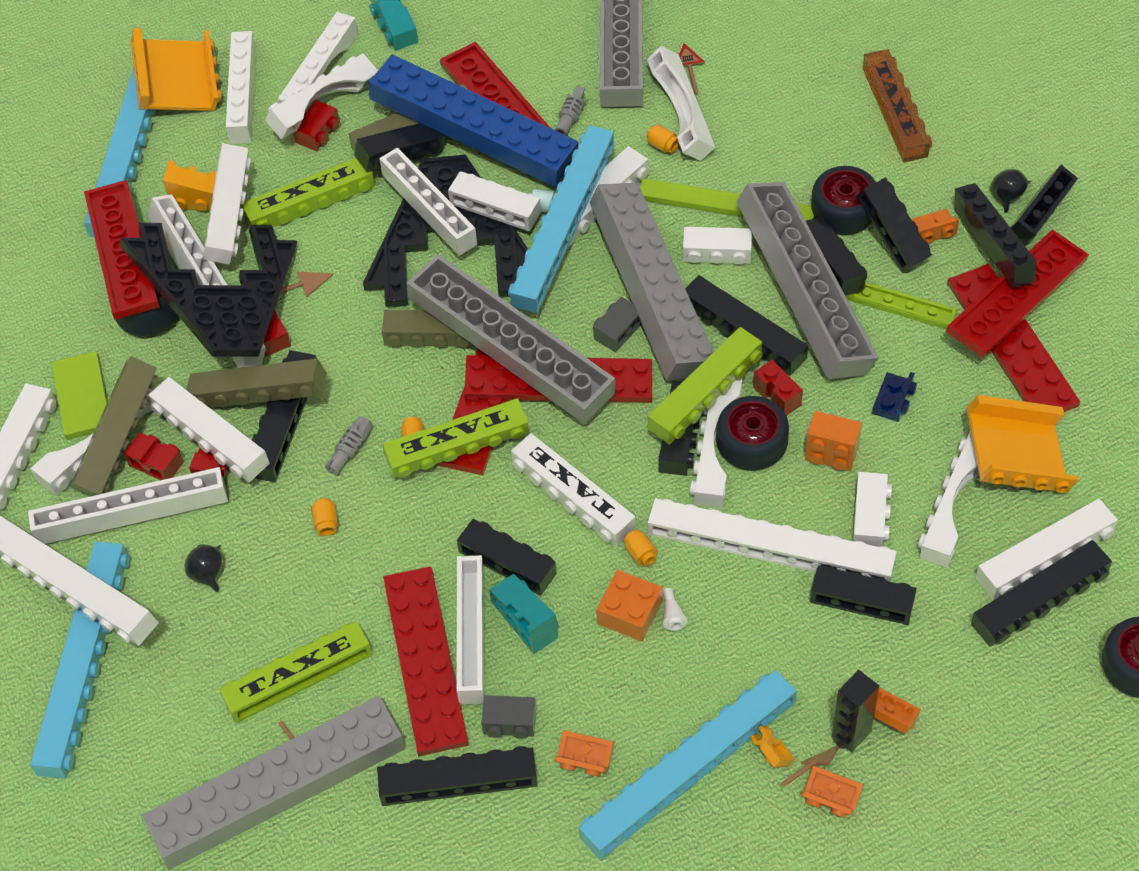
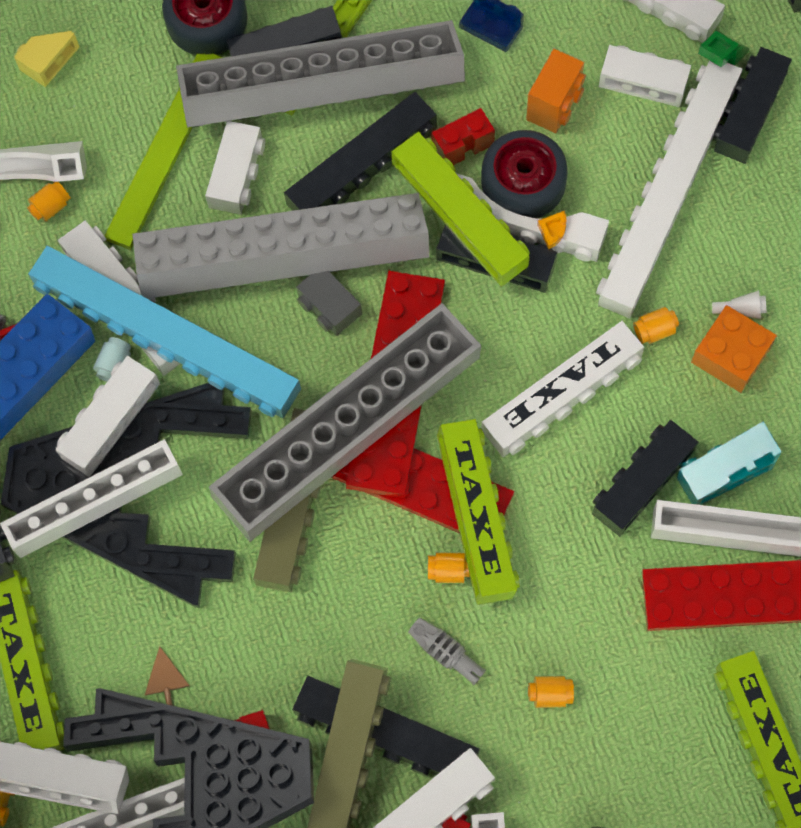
camera: 80 degrees left, 15 degrees up
(705, 455) = (553, 228): none -> light orange tile
(782, 113) = (46, 55): none -> light yellow slope
(910, 557) = (722, 49): none -> green slope

